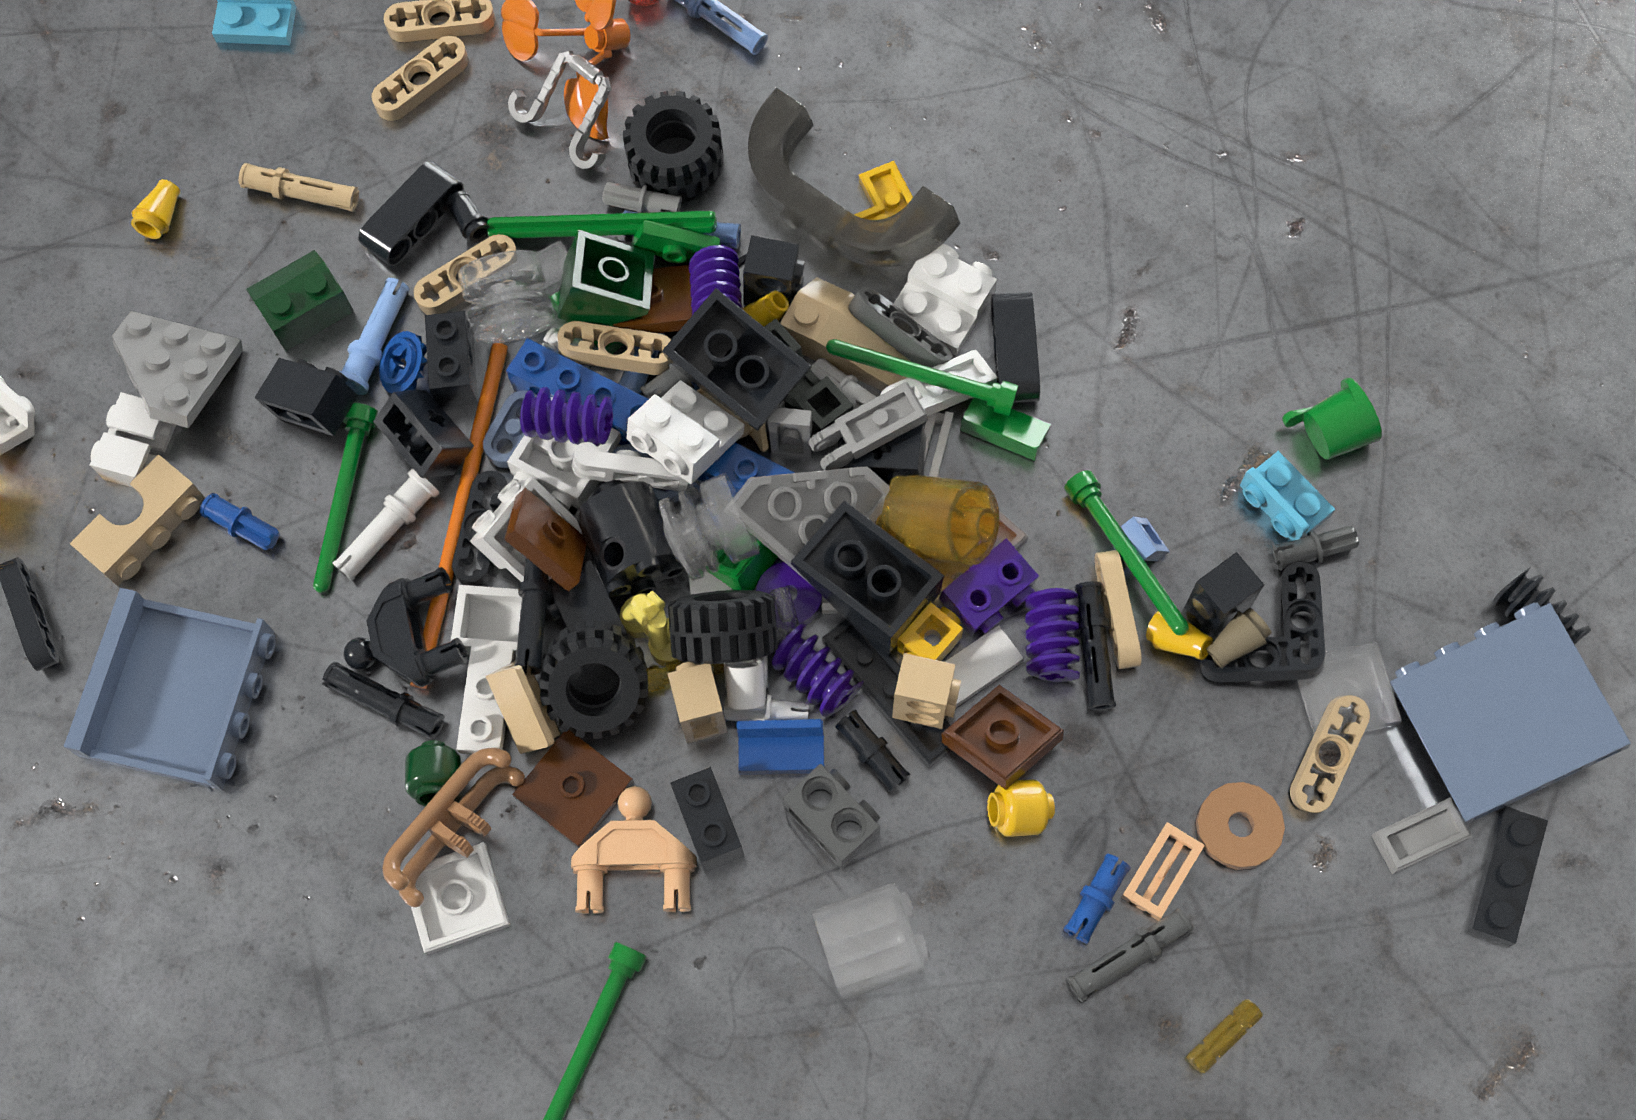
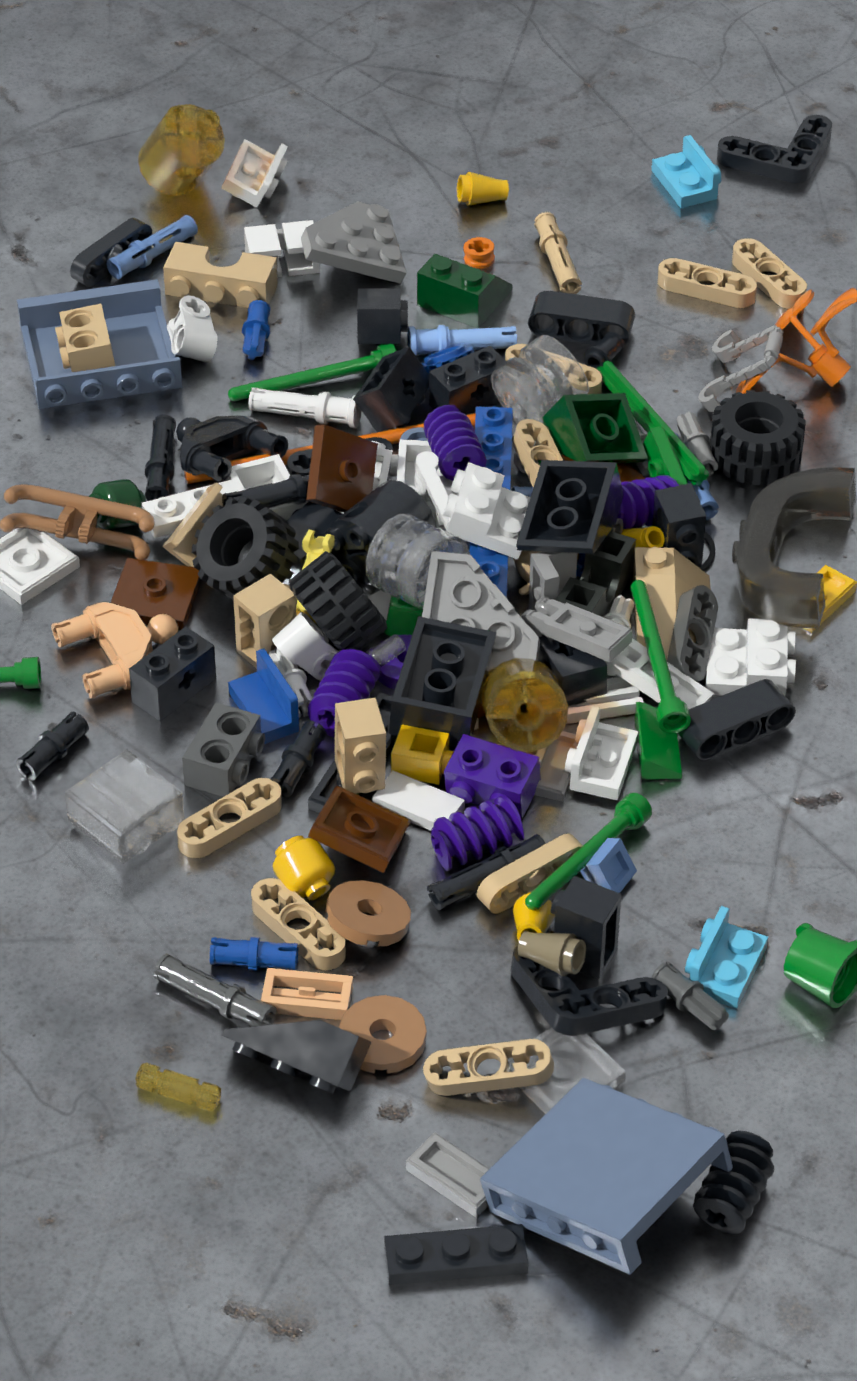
camera: 60 degrees right, 25 degrees down
(47, 582) = (124, 263): none -> medium blue pin
(174, 696) = (84, 339): none -> tan brick
(216, 589) = (193, 330): none -> white piece
(247, 246) = (479, 252): none -> orange bush
(736, 976) = (52, 745): none -> black pin
(917, 812) = (222, 833): none -> tan beam
(1014, 482) = (601, 757): none -> white bracket
(1103, 822) = (293, 907): none -> tan beam
(1106, 753) = (354, 897): none -> medium nougat tile
(1244, 903) = (310, 1046): none -> black slope

